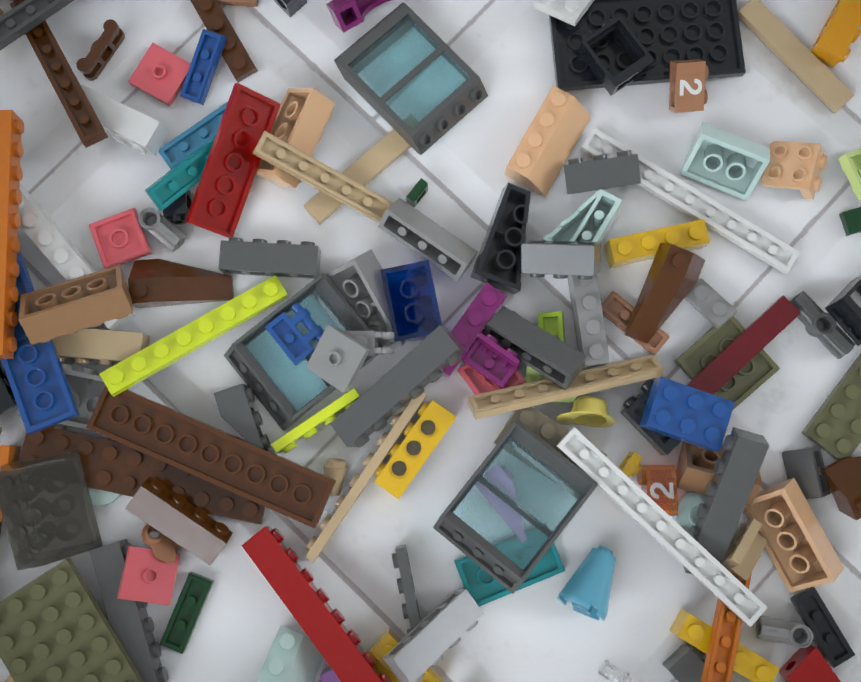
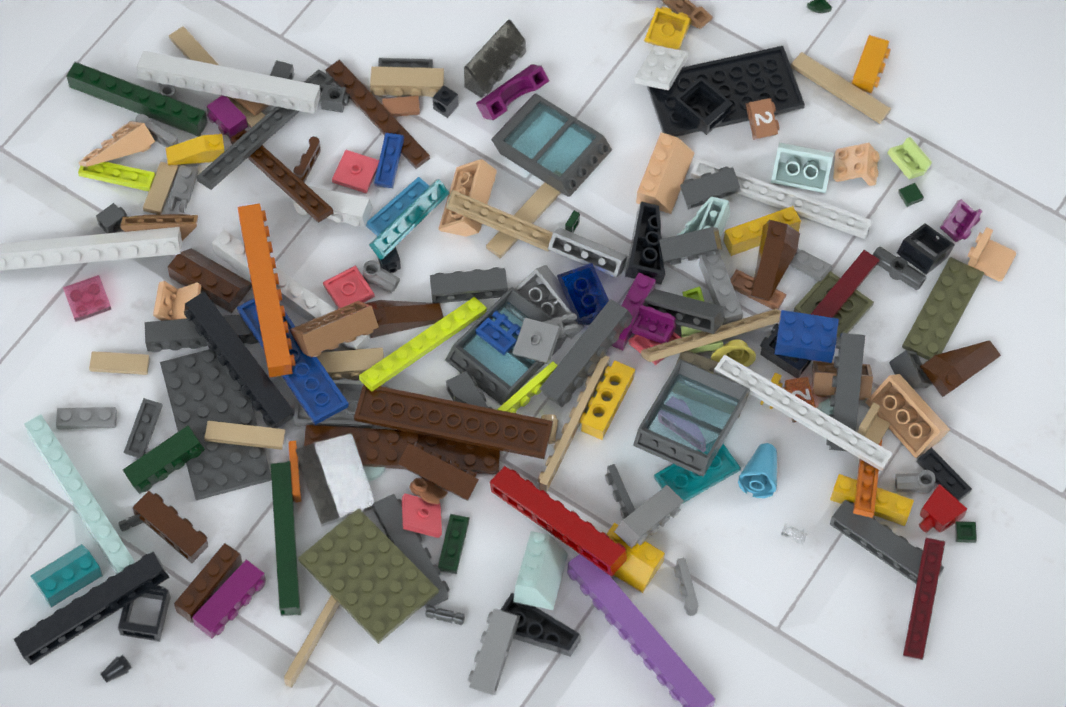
camera: 10 degrees left, 20 degrees down
(231, 162) = (428, 220): red plate -> none

